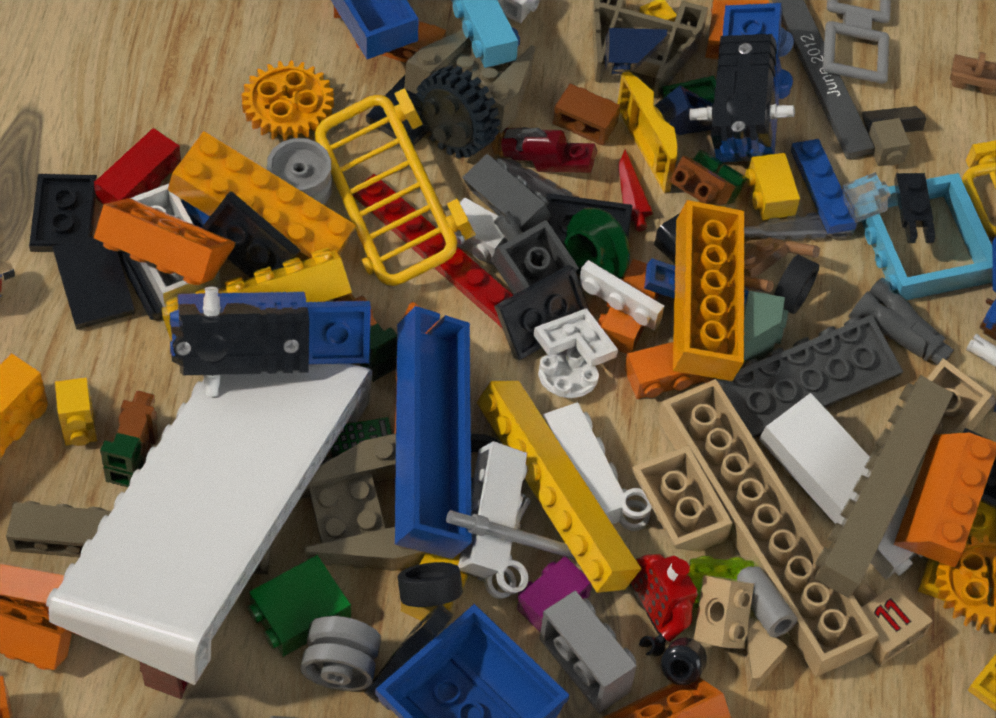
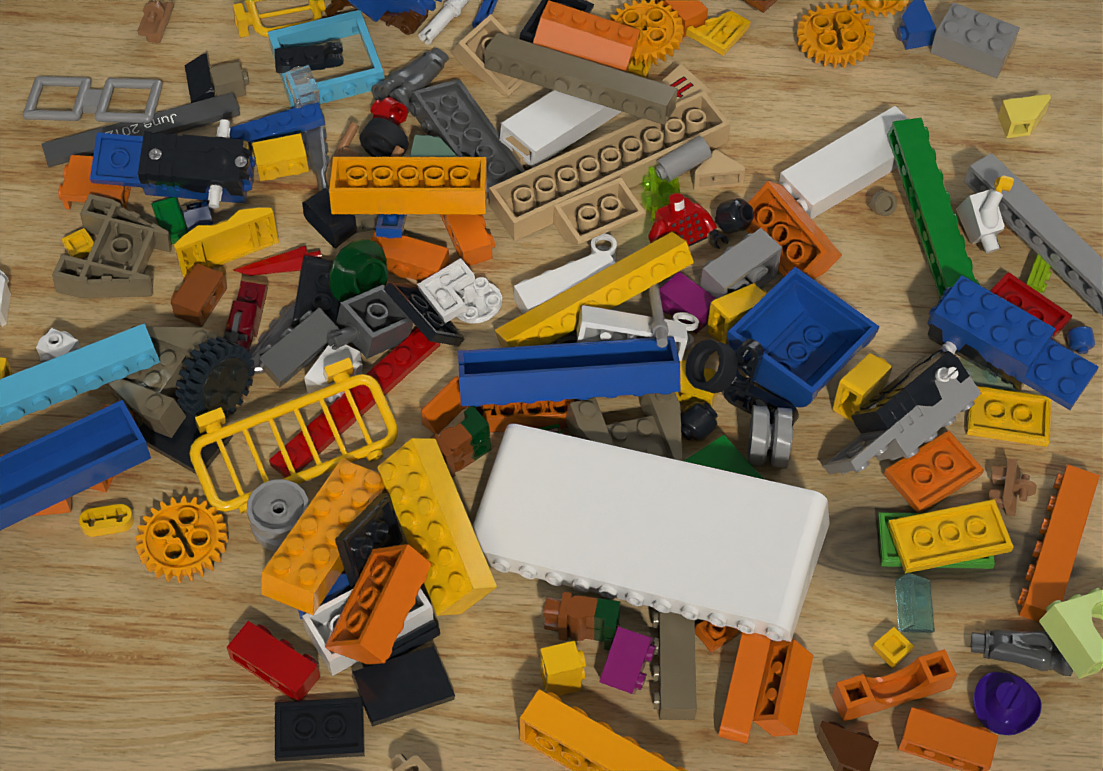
camera: 90 degrees left, 0 degrees up
(77, 477) = (627, 661): none -> magenta brick
(264, 333) = (494, 502): piece -> none
(316, 44) = (106, 520): none -> yellow beam
(379, 587) = (698, 421): none -> black head
(527, 630) = (730, 309): none -> yellow slope
(621, 295) = (412, 251): white plate -> none
(630, 48) = (151, 239): dark blue slope -> none
(705, 182) = (282, 195): dark orange hips -> none
(723, 612) = (706, 193): tan brick -> none
(841, 292) = (390, 110): none -> red piece

